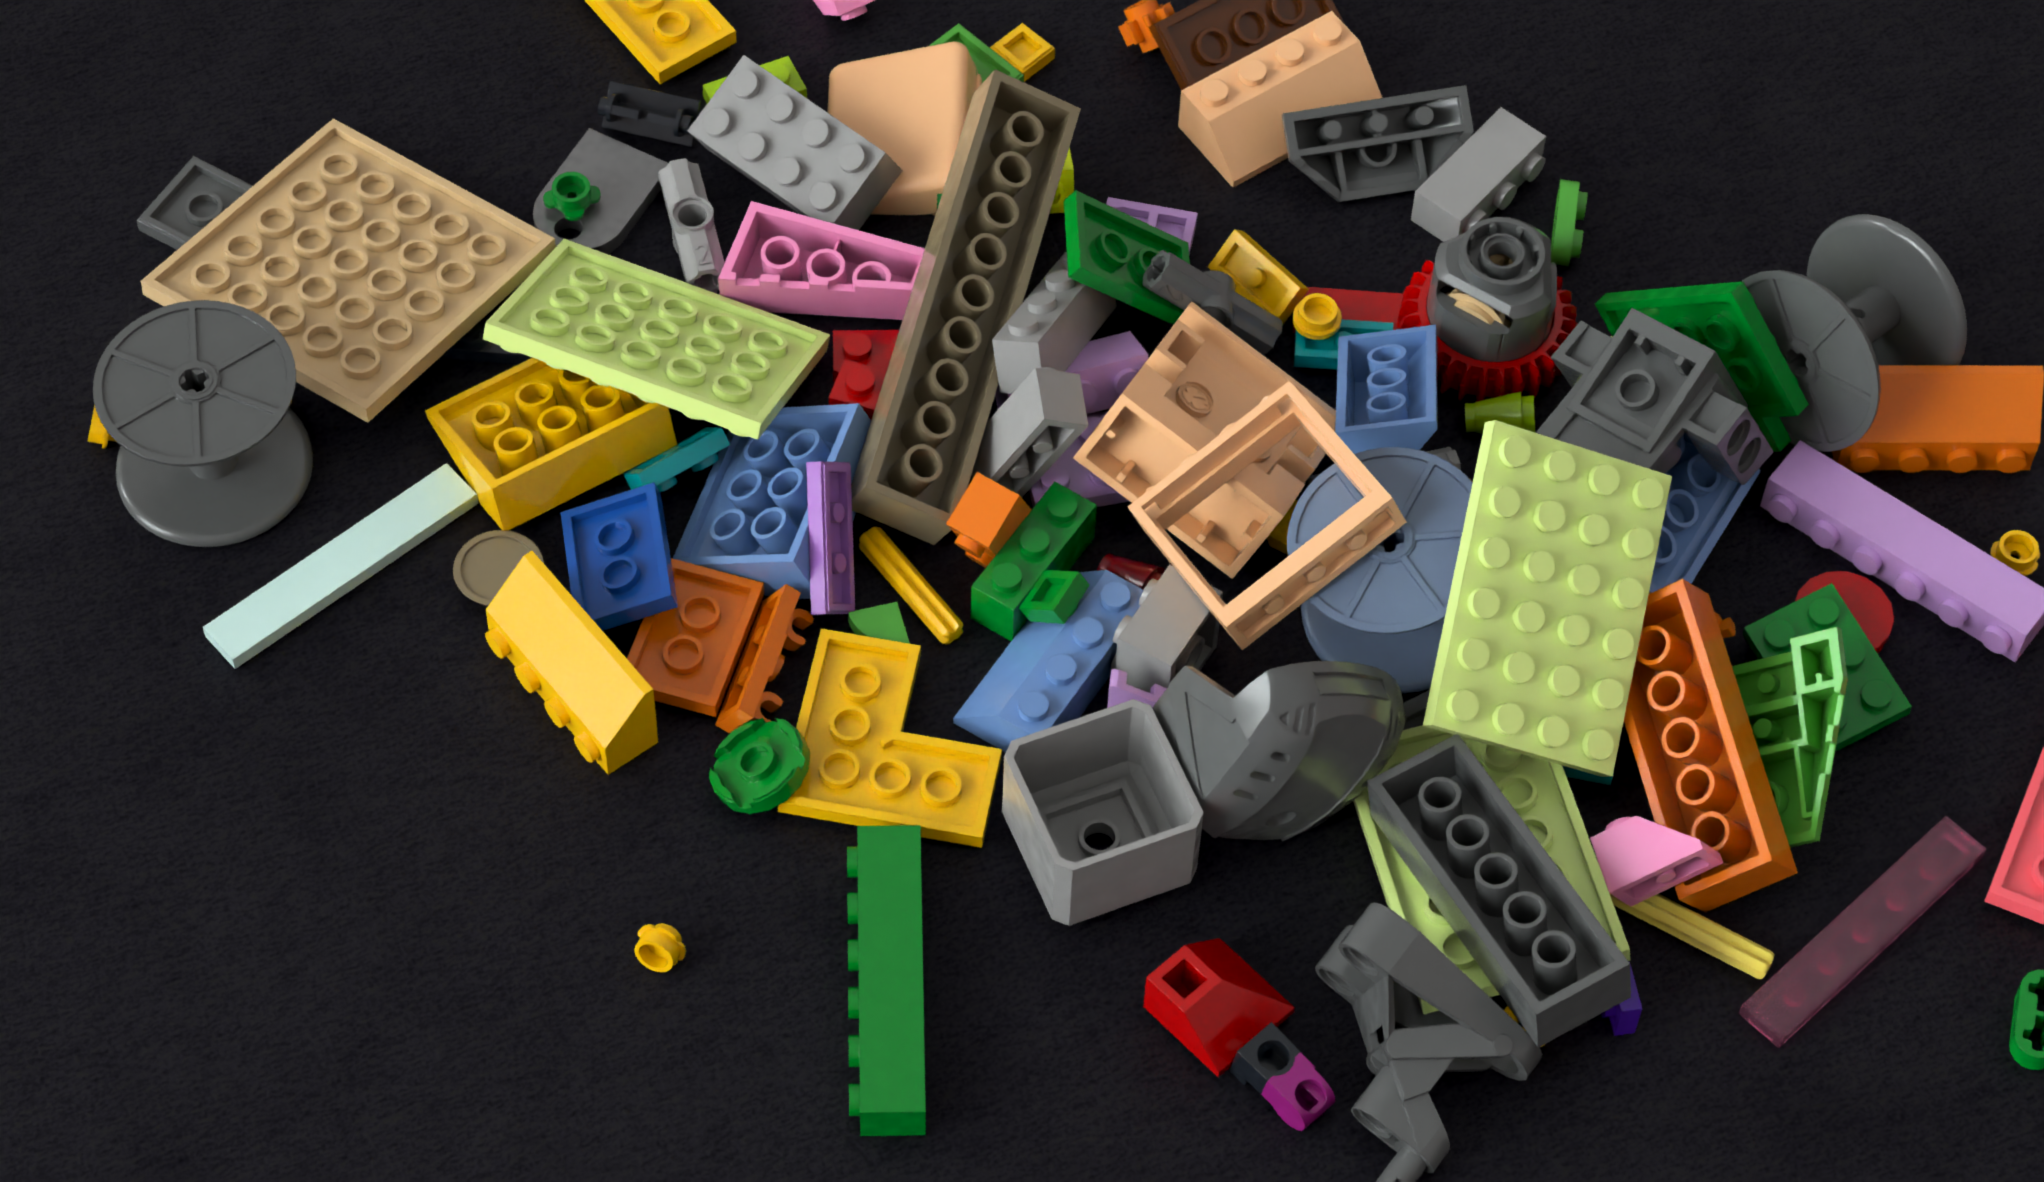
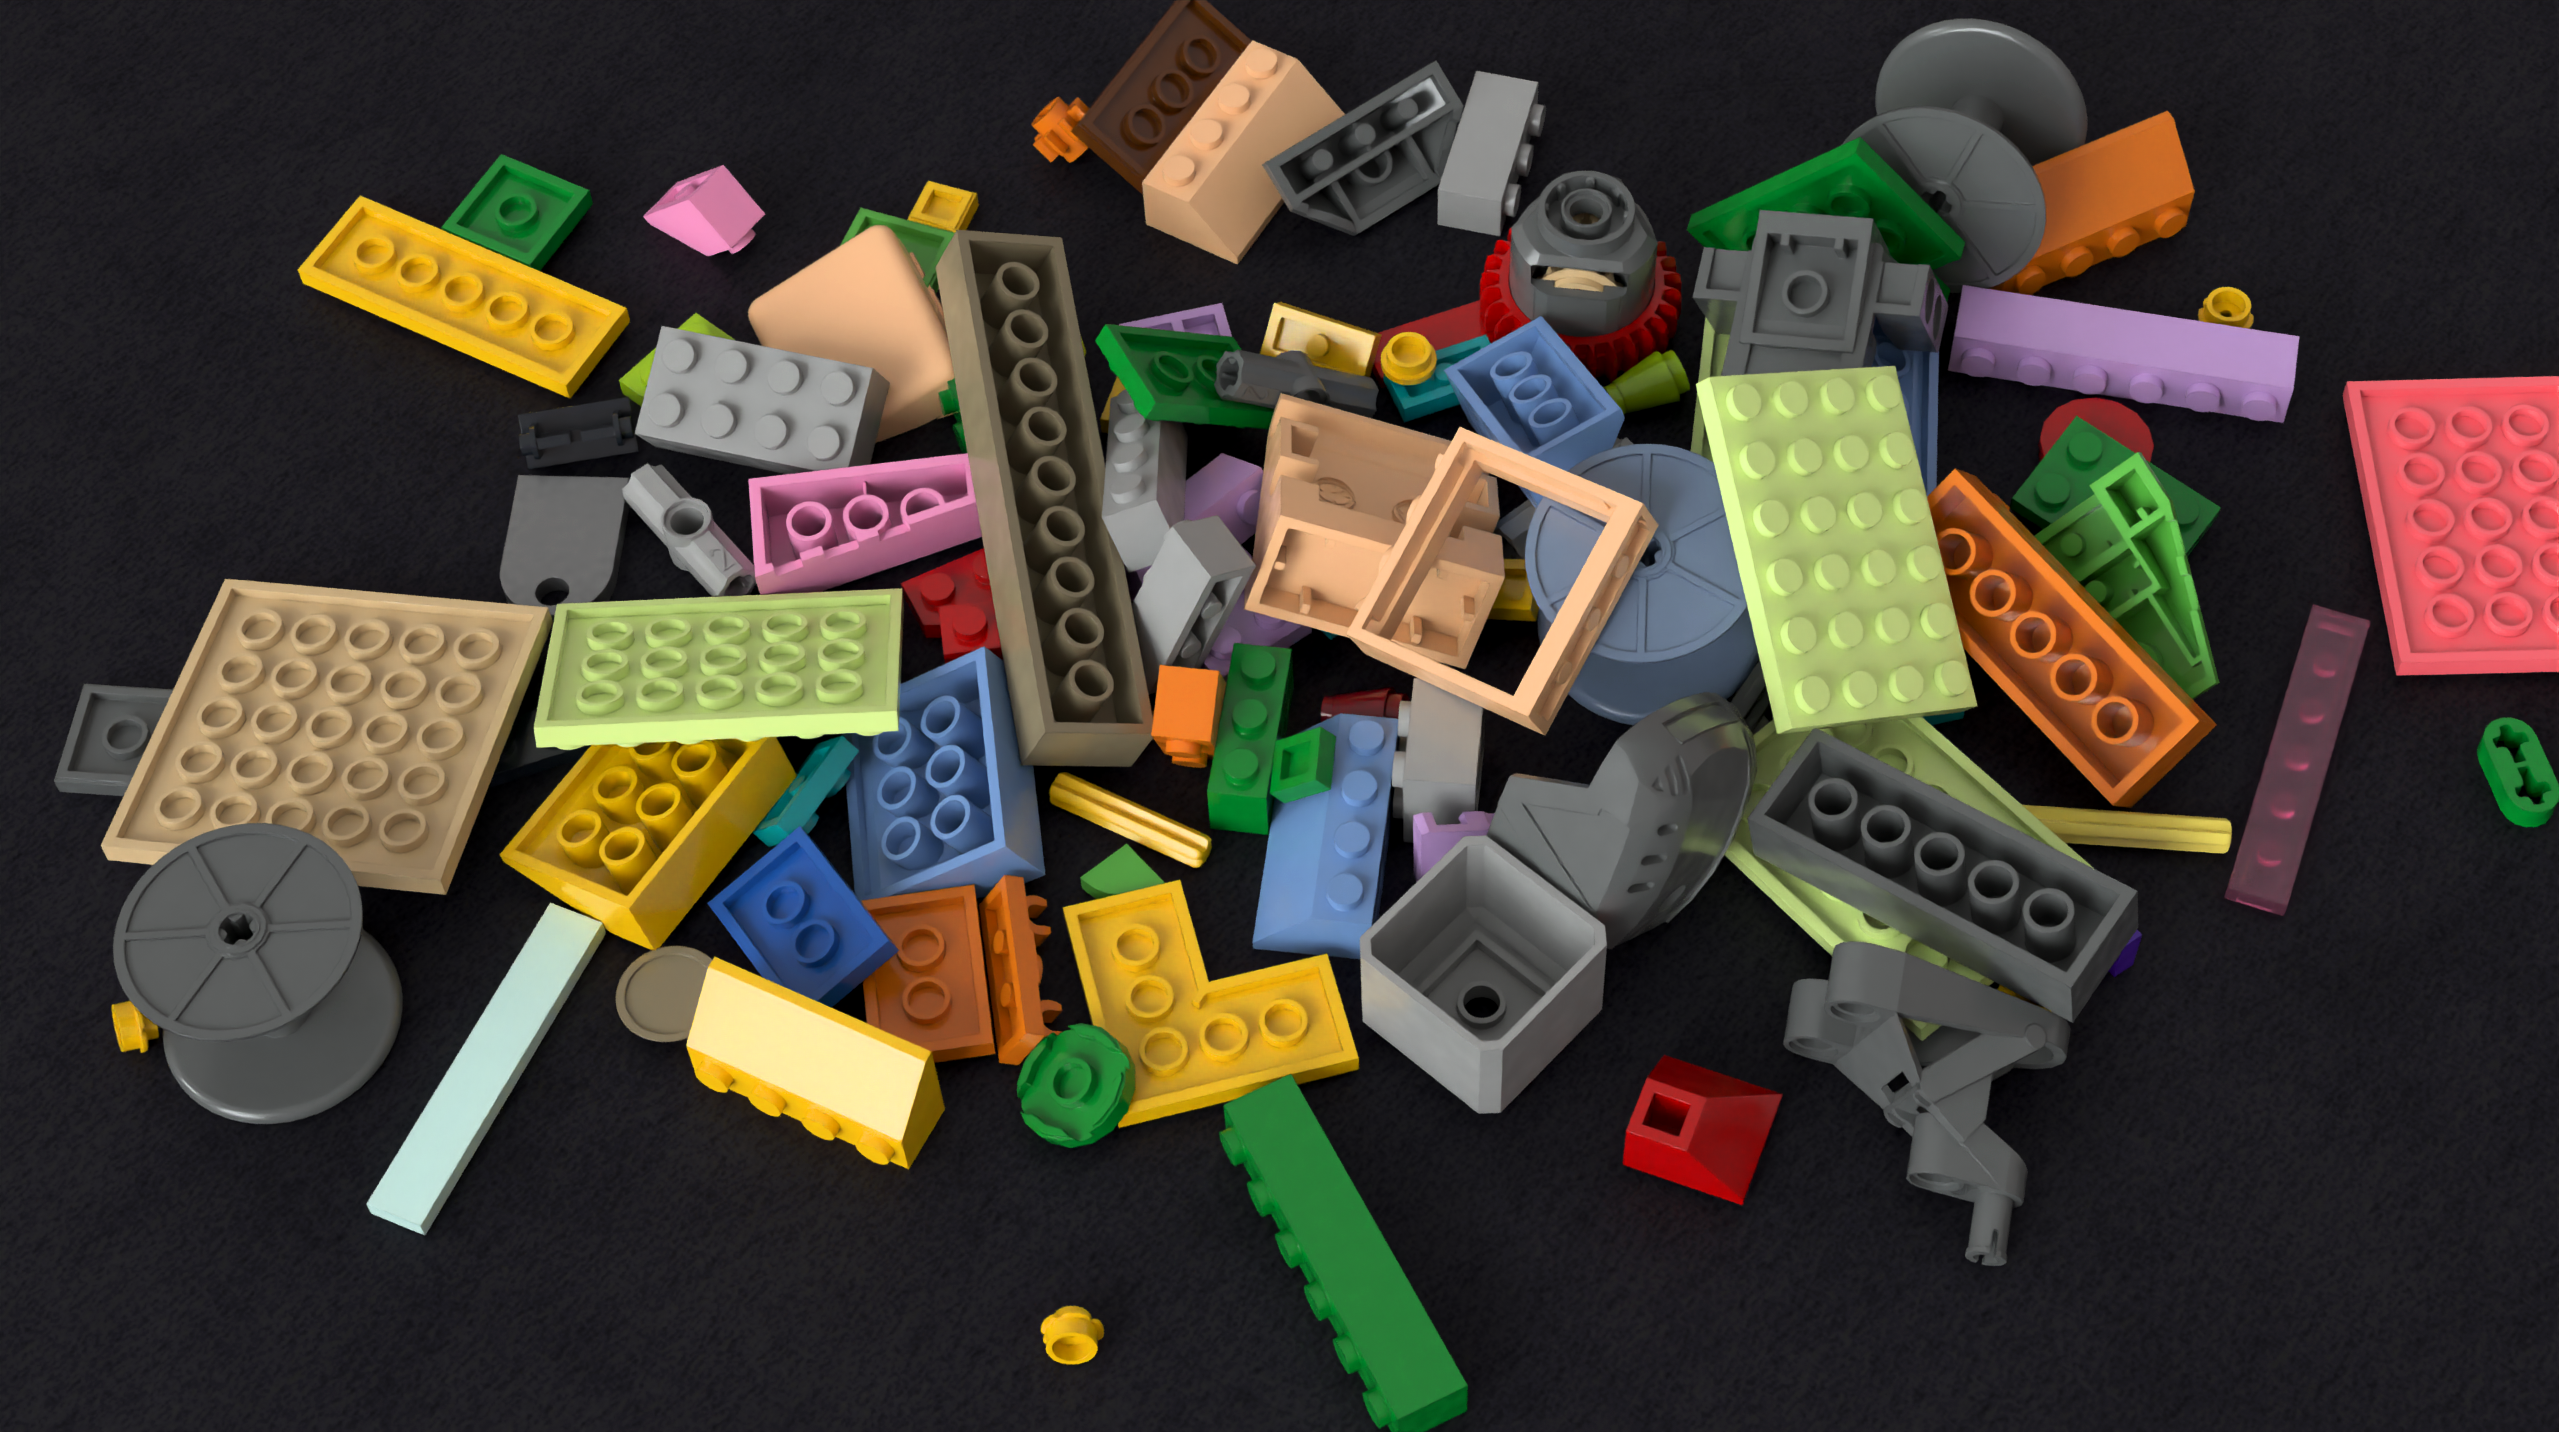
camera: 20 degrees left, 0 degrees up
(571, 185) = (538, 542): green plate -> none
(830, 537) = (1028, 804): medium lavender tile -> none
(1283, 1077) = (1815, 1175): leg -> none
(1569, 207) = (1597, 149): bright green plate -> none
(1648, 858) = (2065, 773): bright pink slope -> none

